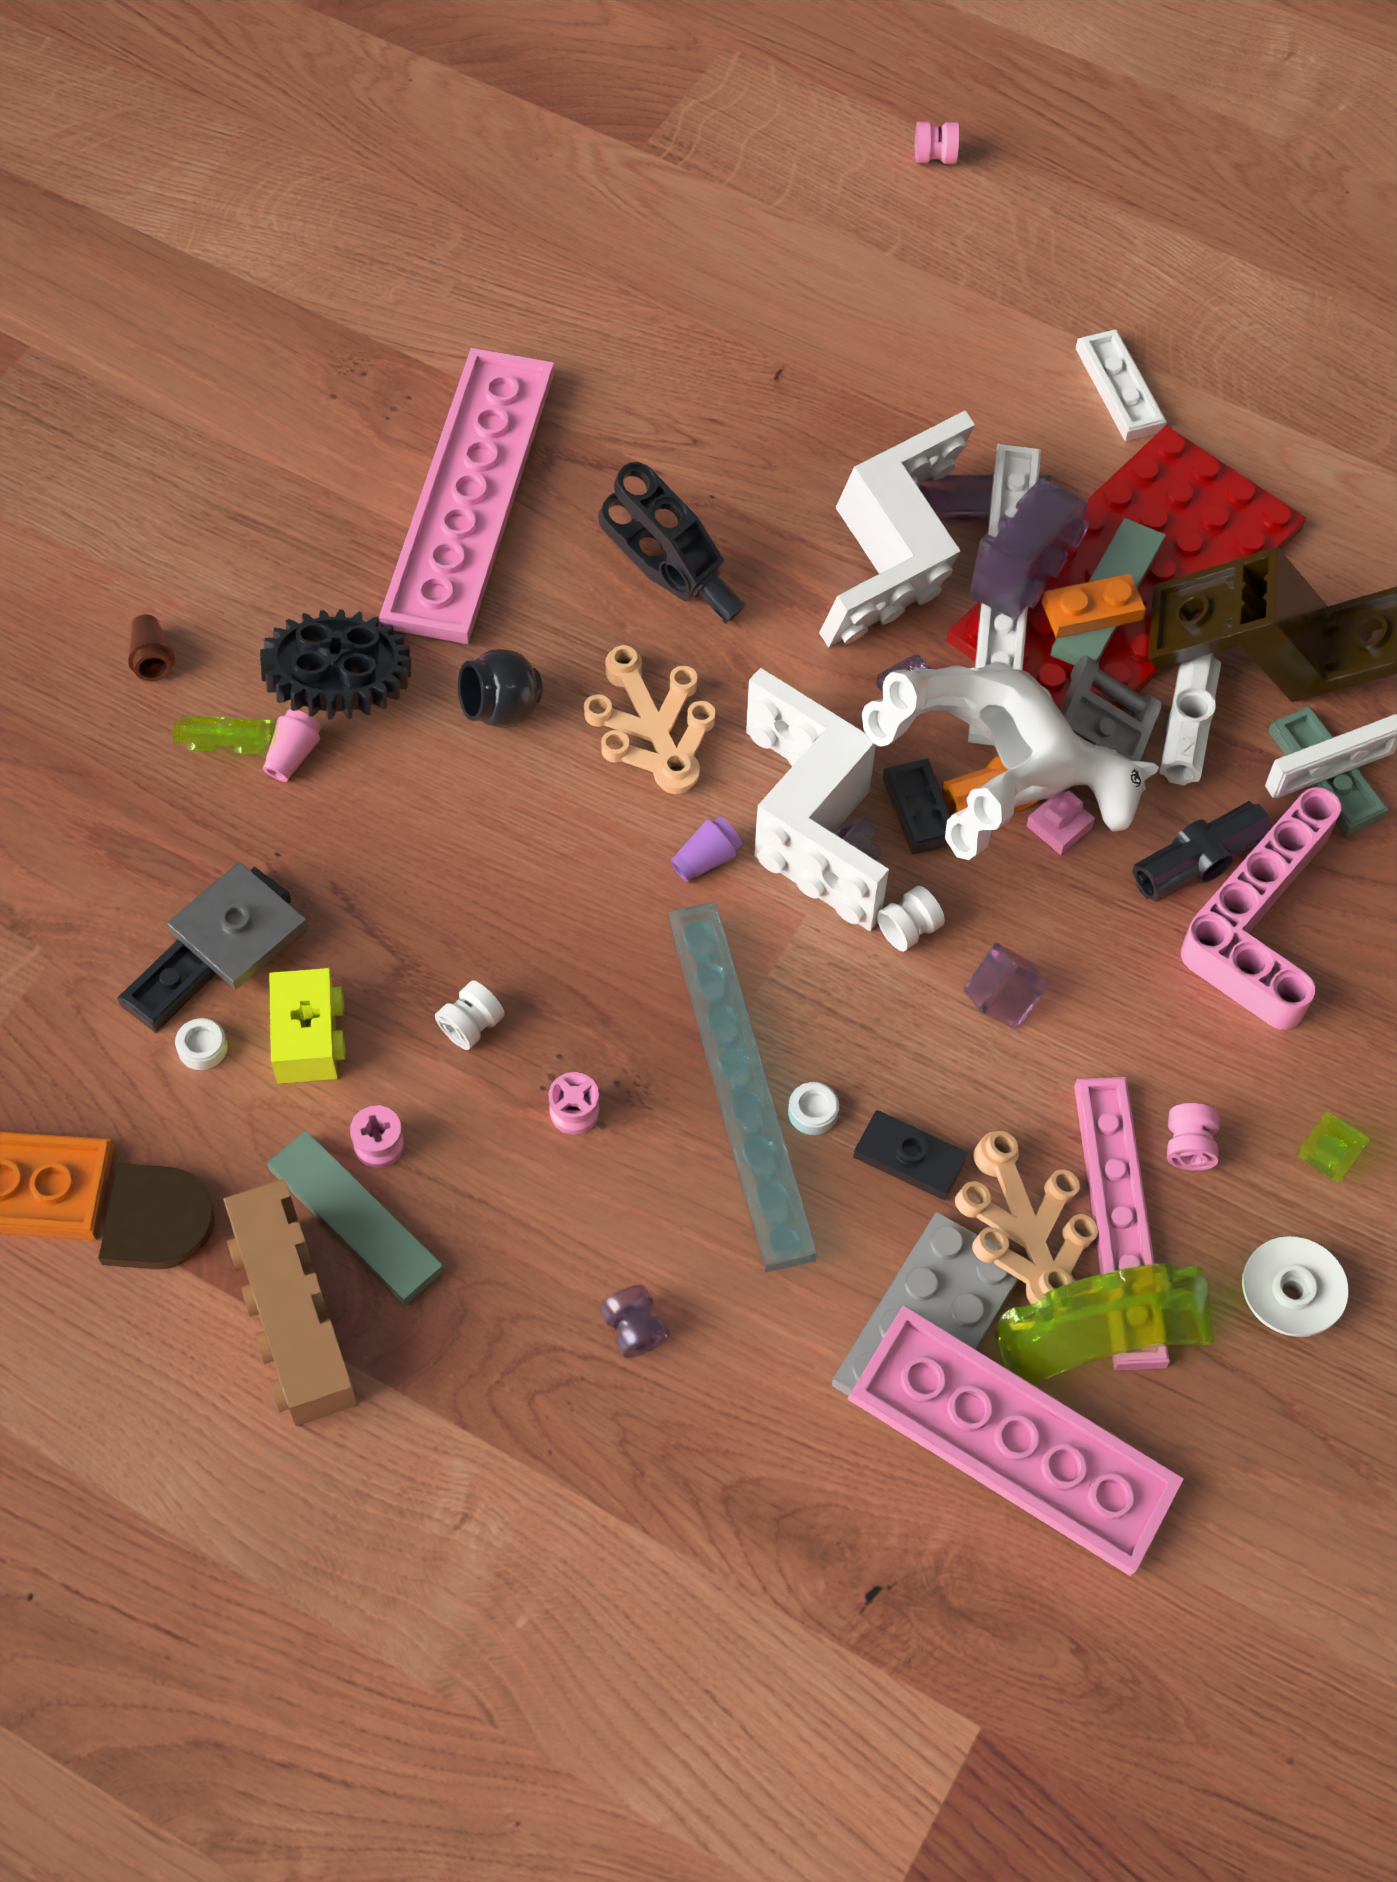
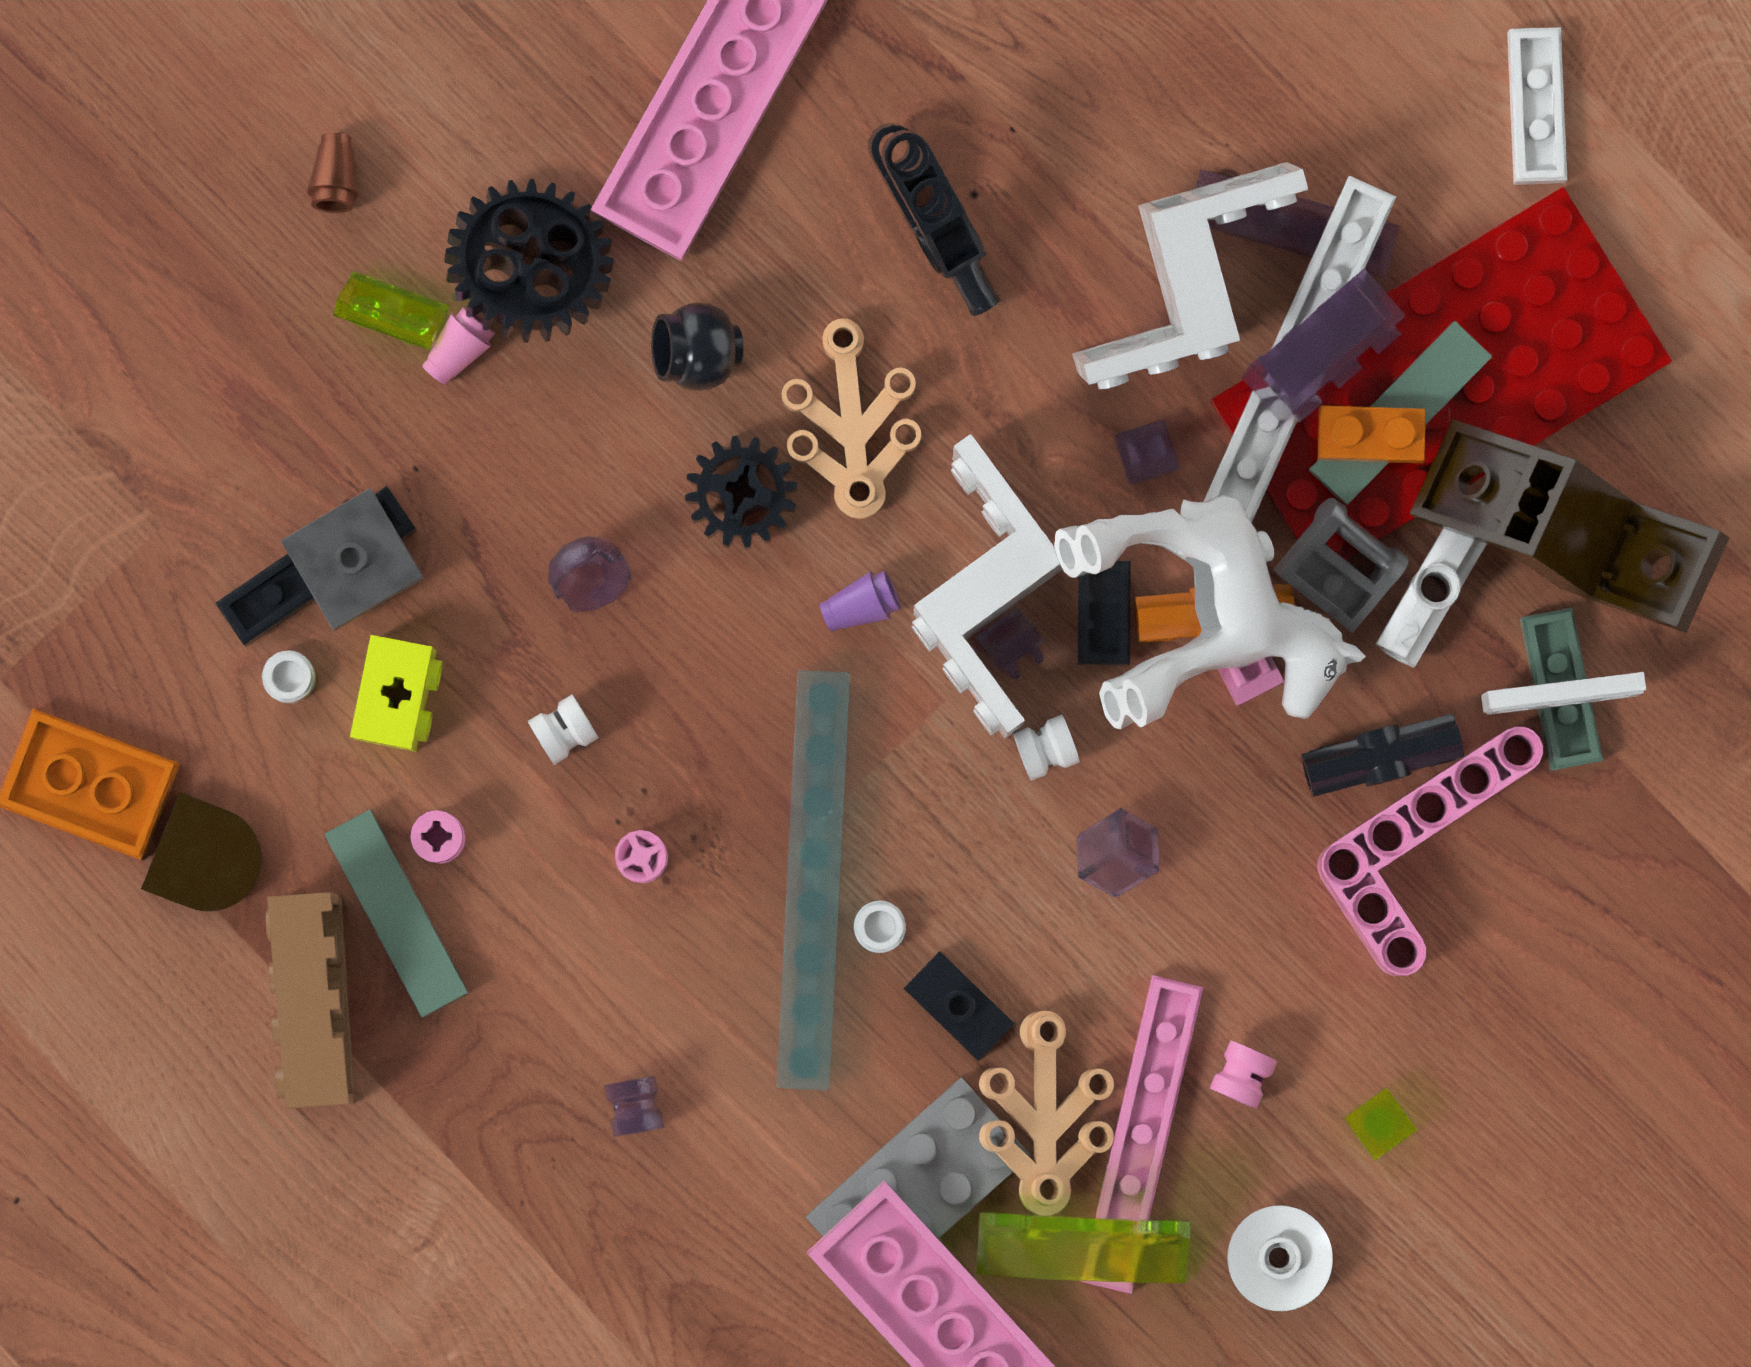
camera: 20 degrees right, 25 degrees up
(457, 882) = (588, 573): none -> clear purple hair
(596, 793) = (718, 486): none -> black gear

